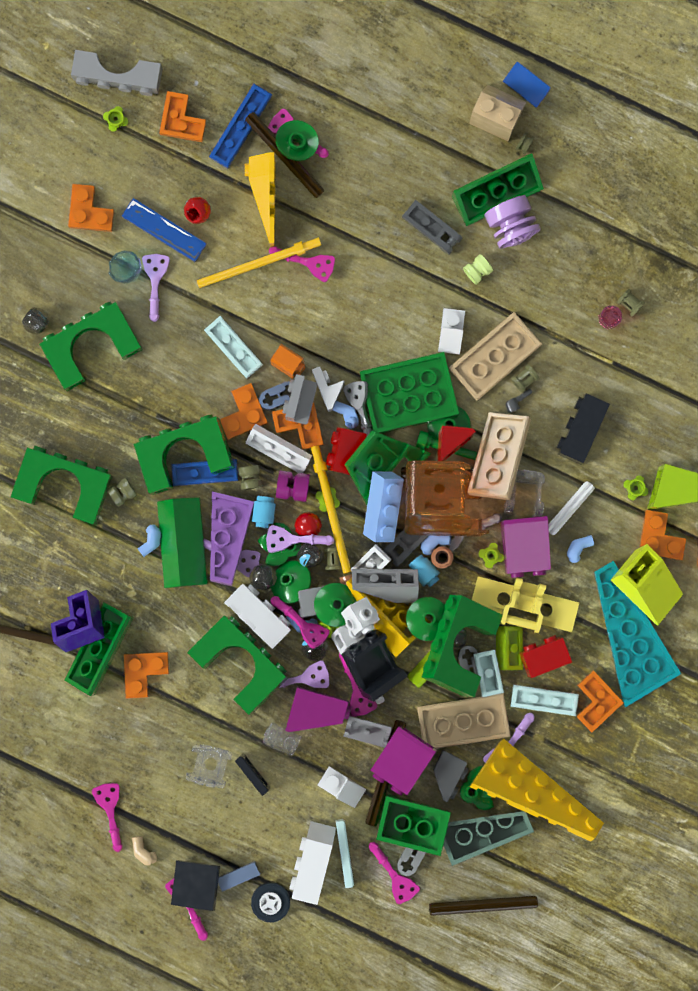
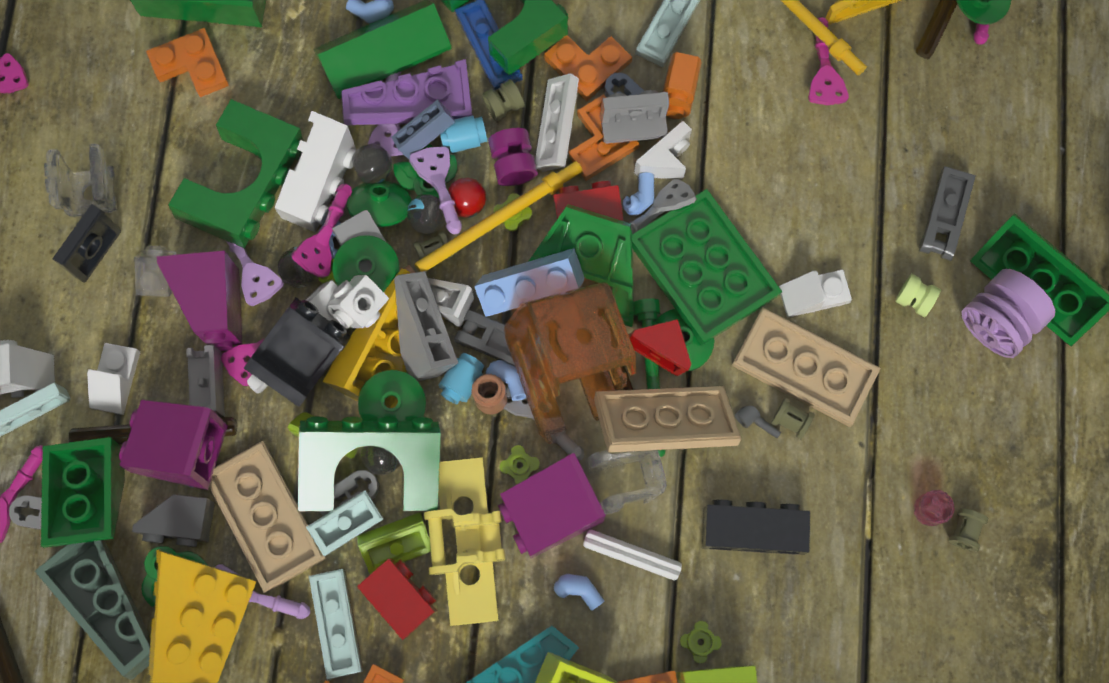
camera: 70 degrees right, 10 degrees down
(254, 536) = (423, 129): none -> sand blue piece

